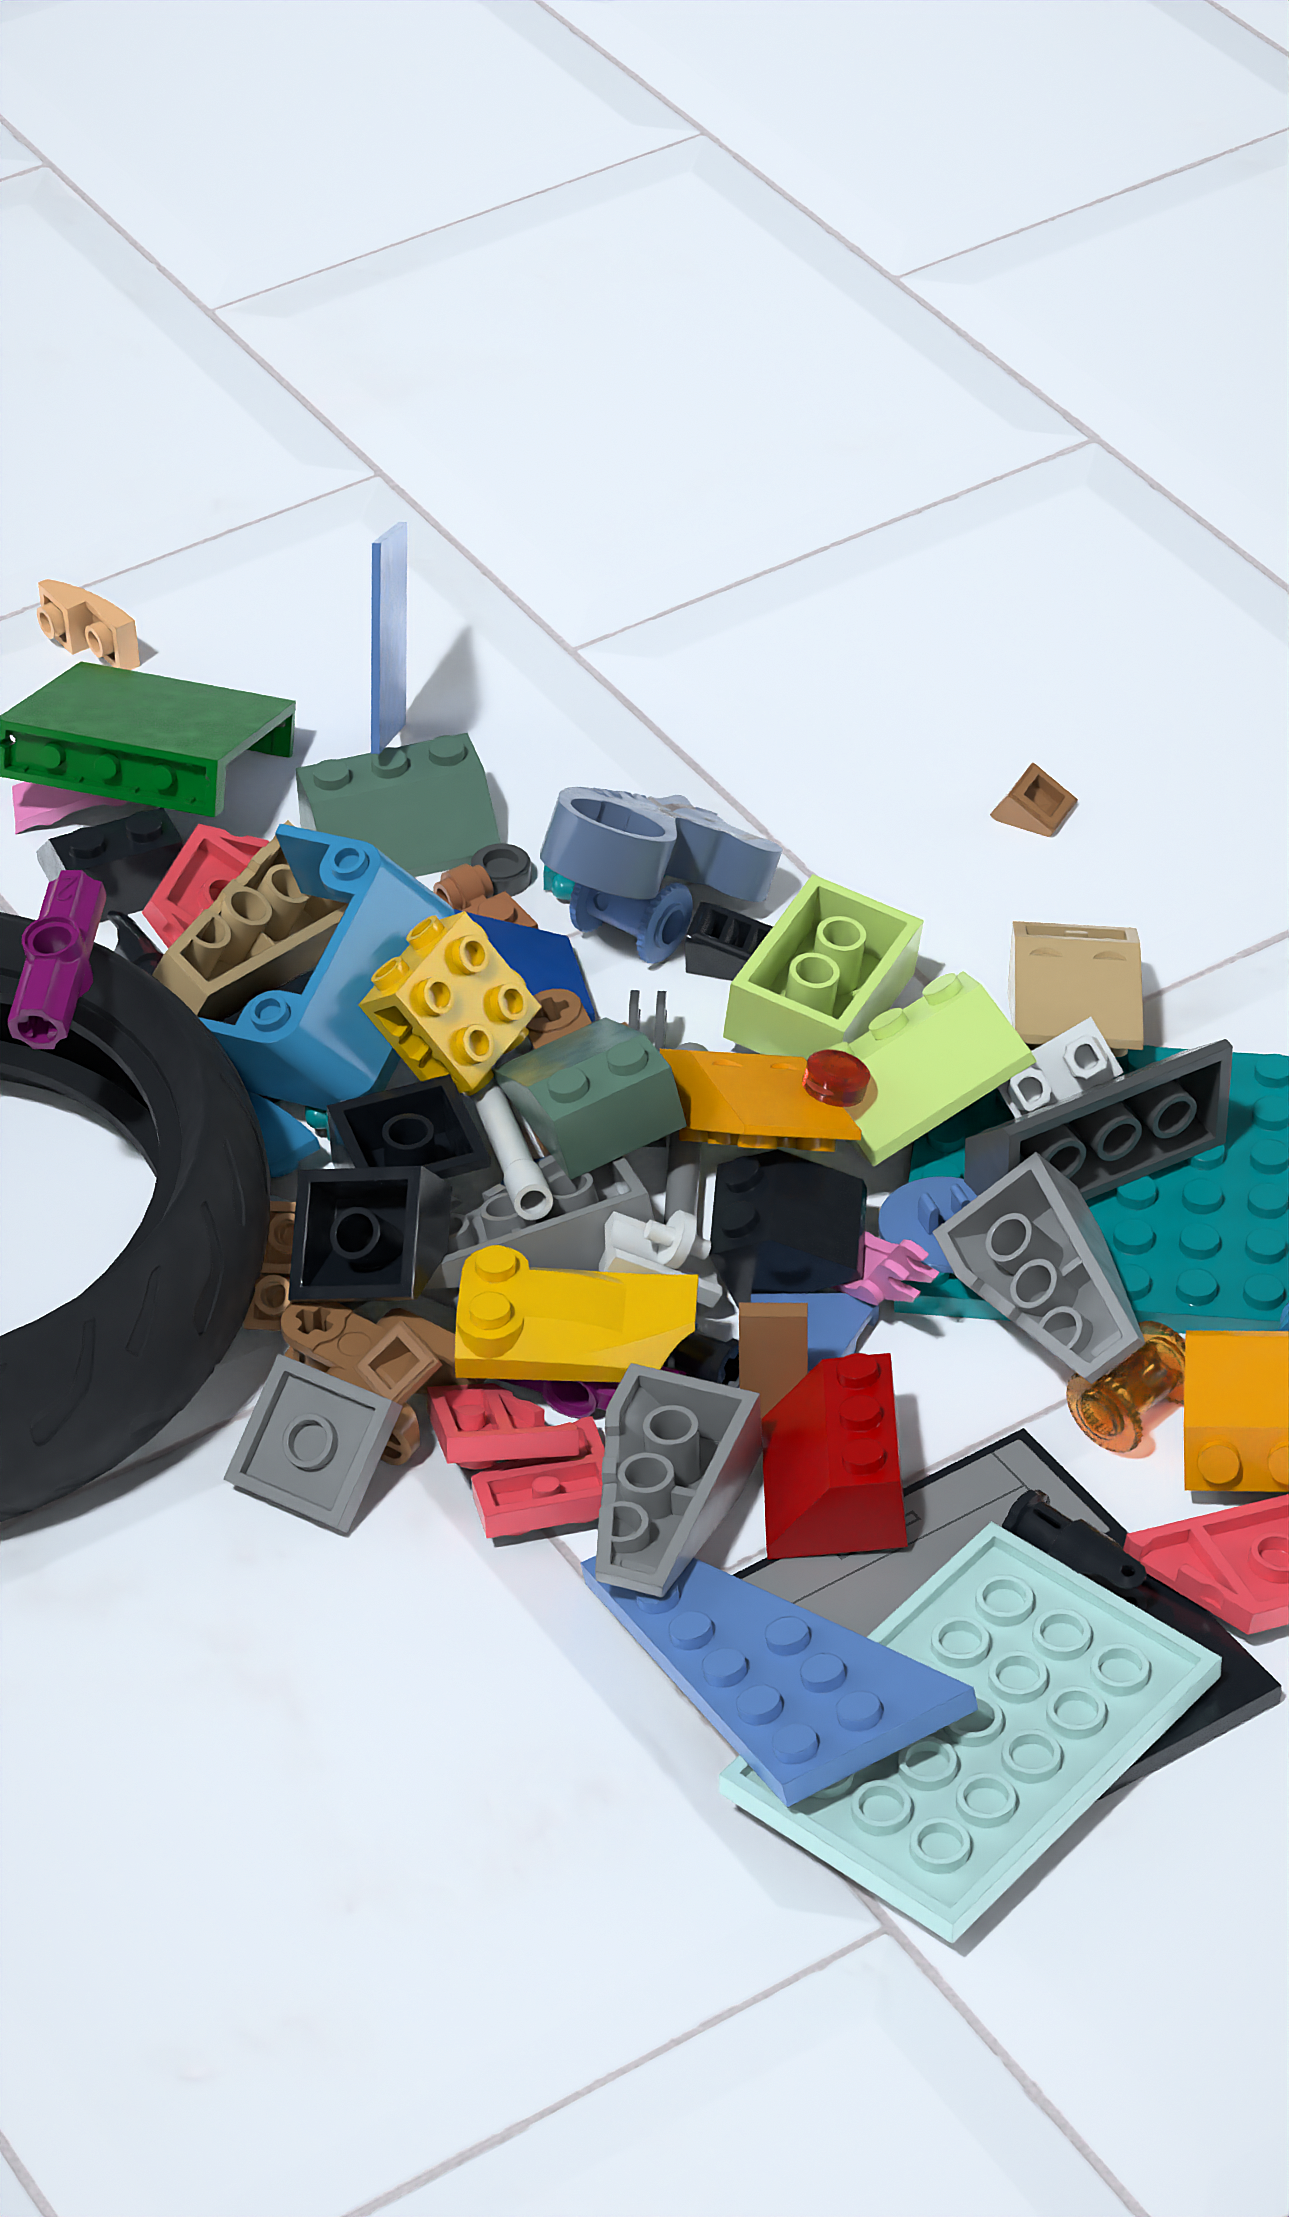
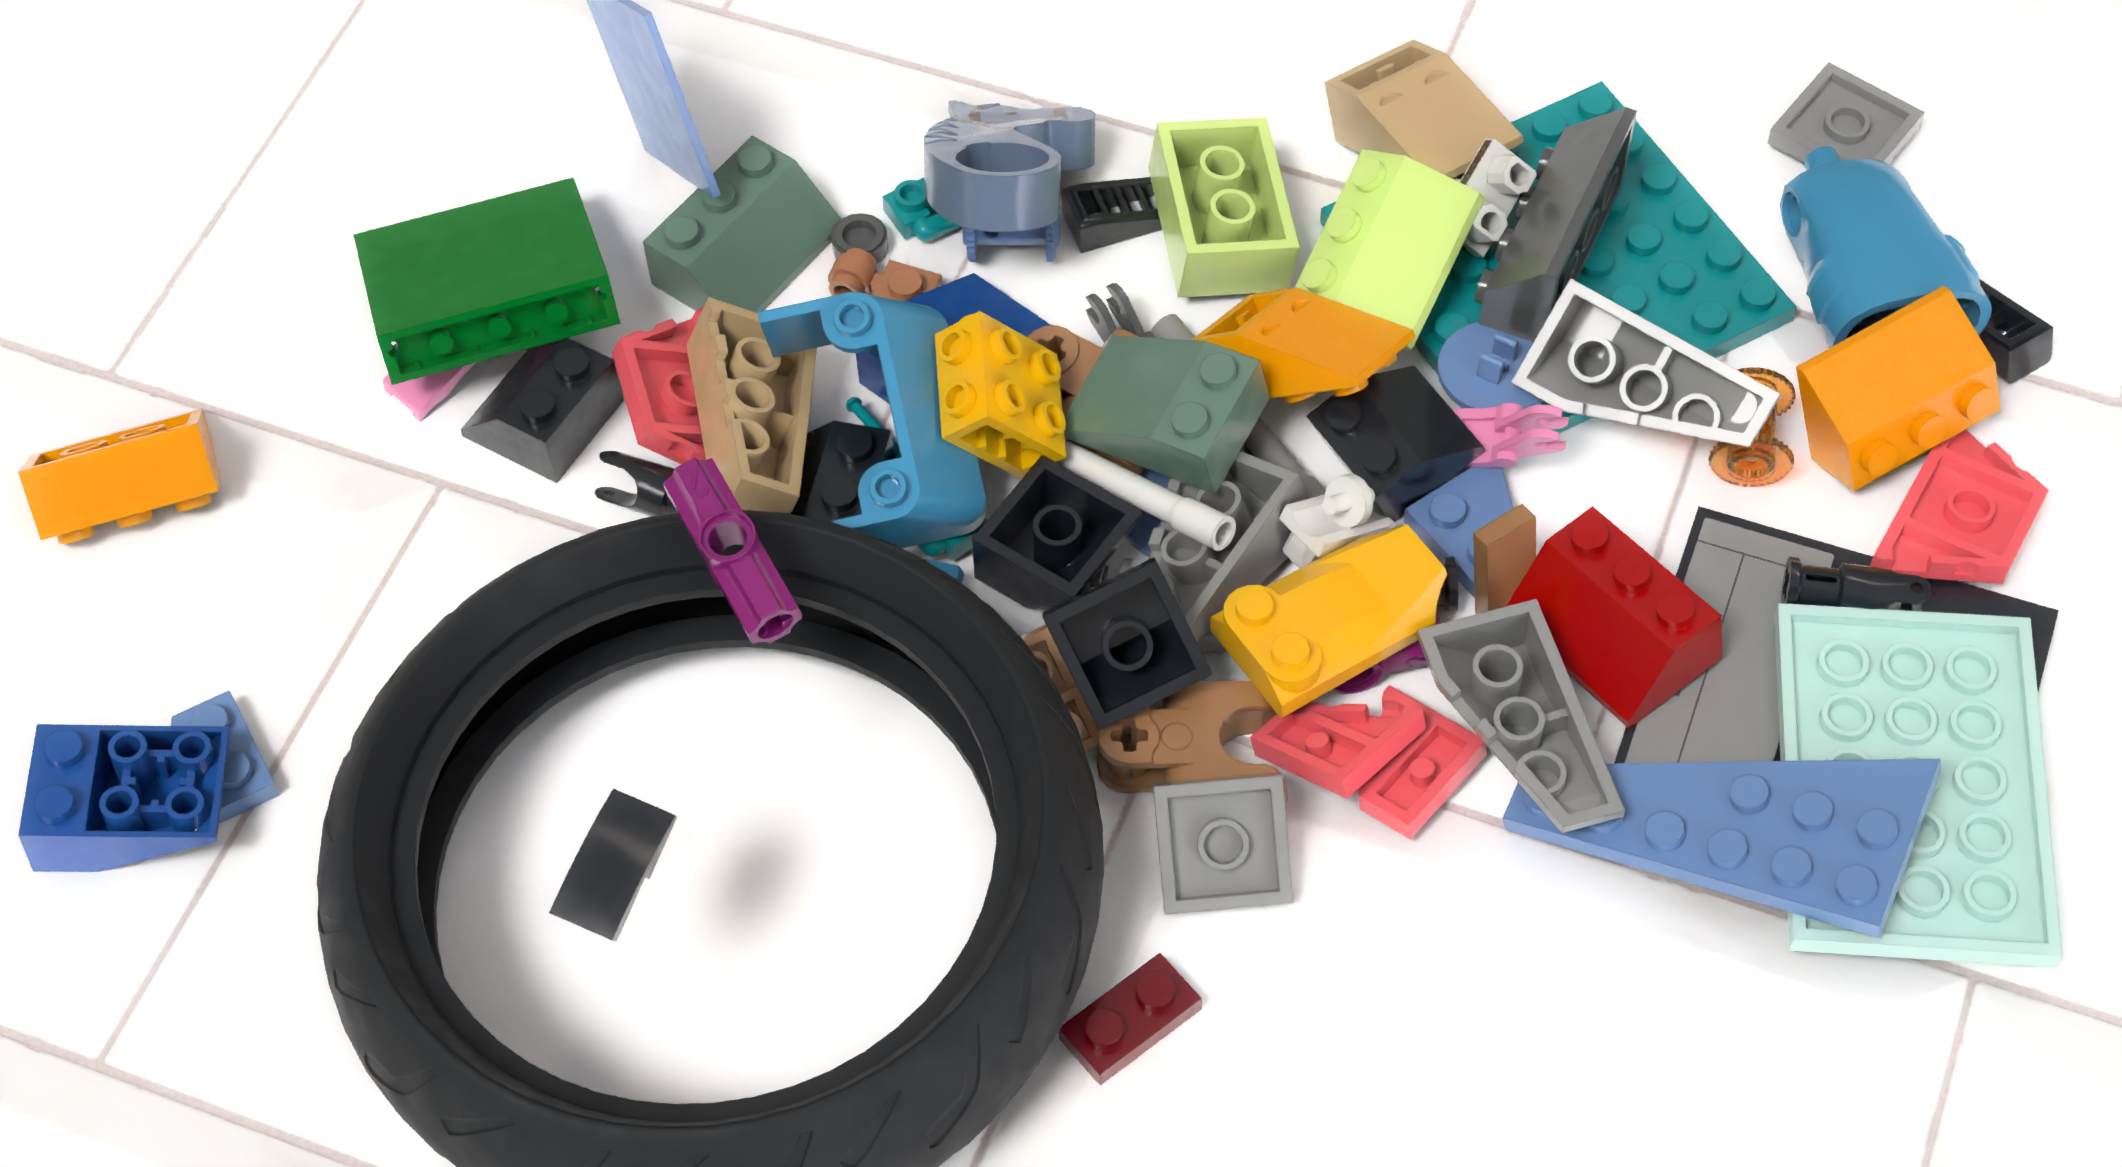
camera: 35 degrees left, 15 degrees up
(87, 621) = (300, 191): light nougat slope -> none
(119, 1540) = (1130, 1018): none -> dark red plate
(398, 1364) = (1242, 738): medium nougat slope -> none
(836, 1078) = (1354, 294): clear red tile -> none

